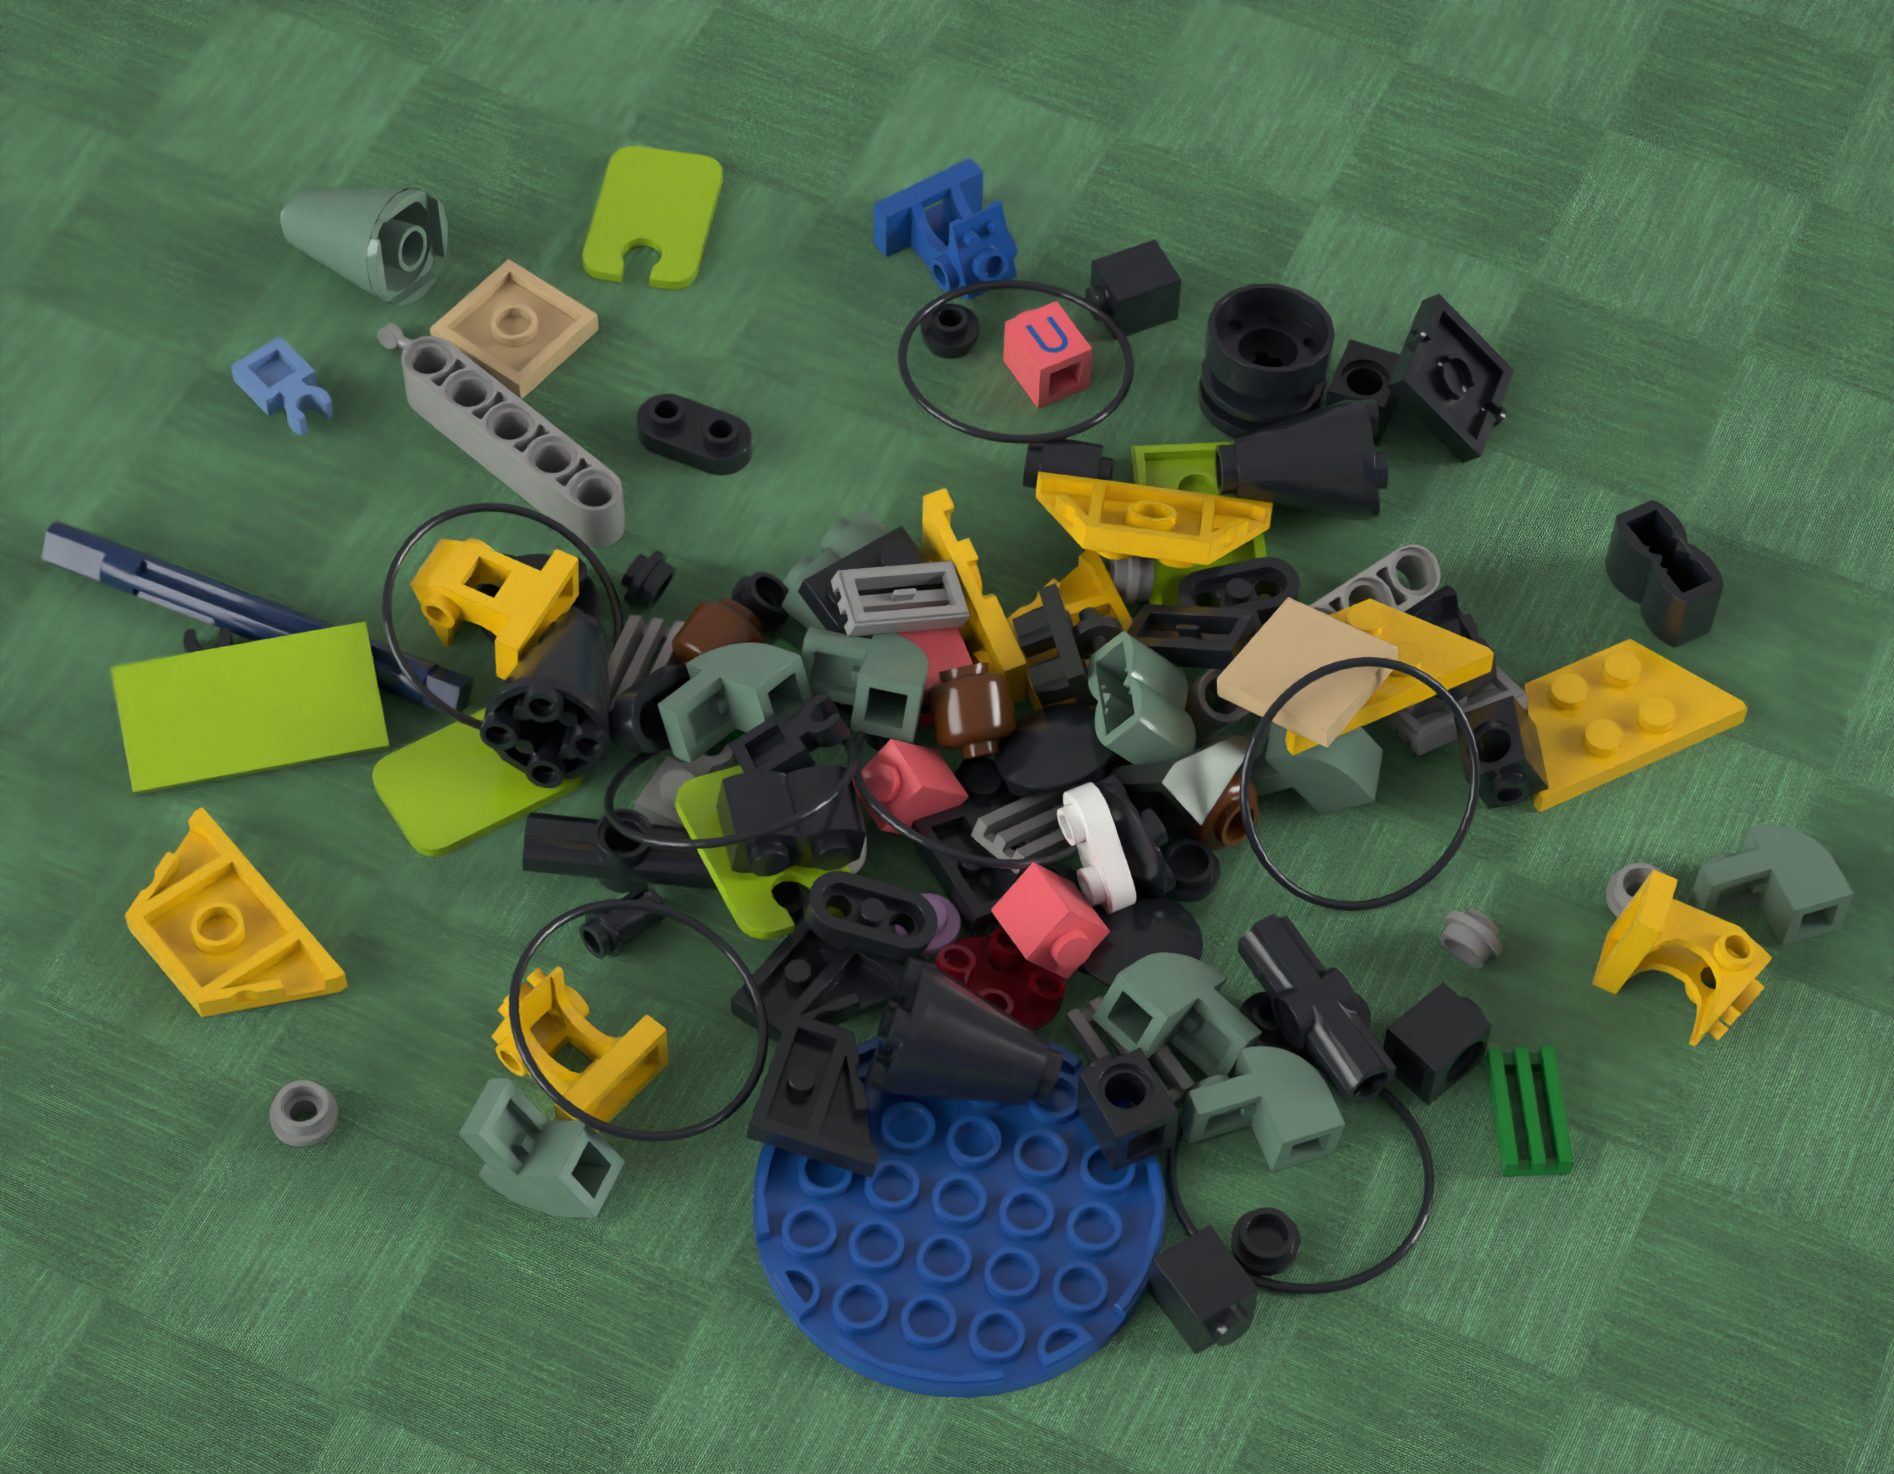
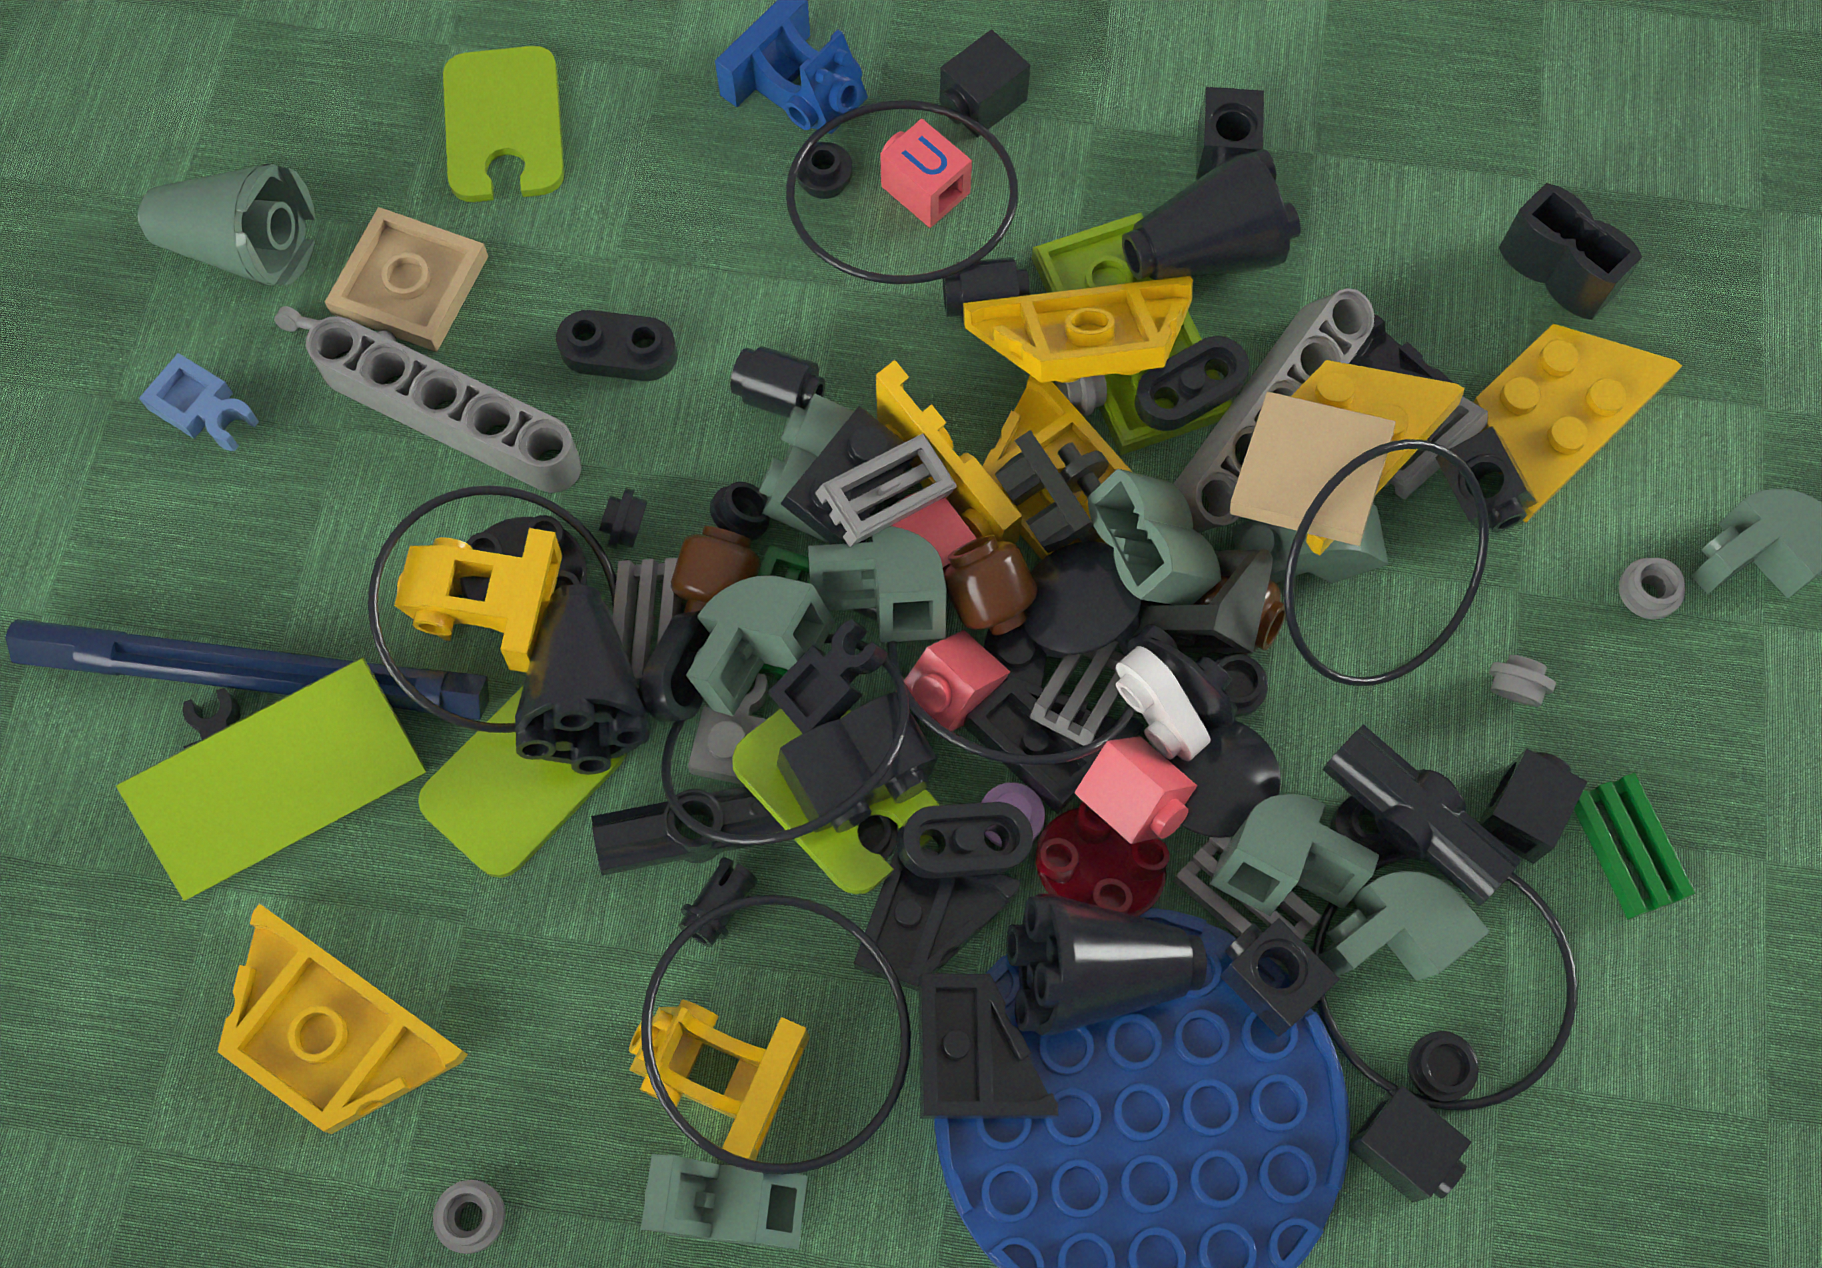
camera: 15 degrees left, 15 degrees up
(829, 492) = (775, 380): none -> black brick
(1195, 634) = (1169, 455): black tile -> none
(1264, 358) = (1137, 131): black wheel -> none
(1451, 378) = (1308, 101): black plate -> none
(1689, 945) = (1713, 632): yellow tile -> none

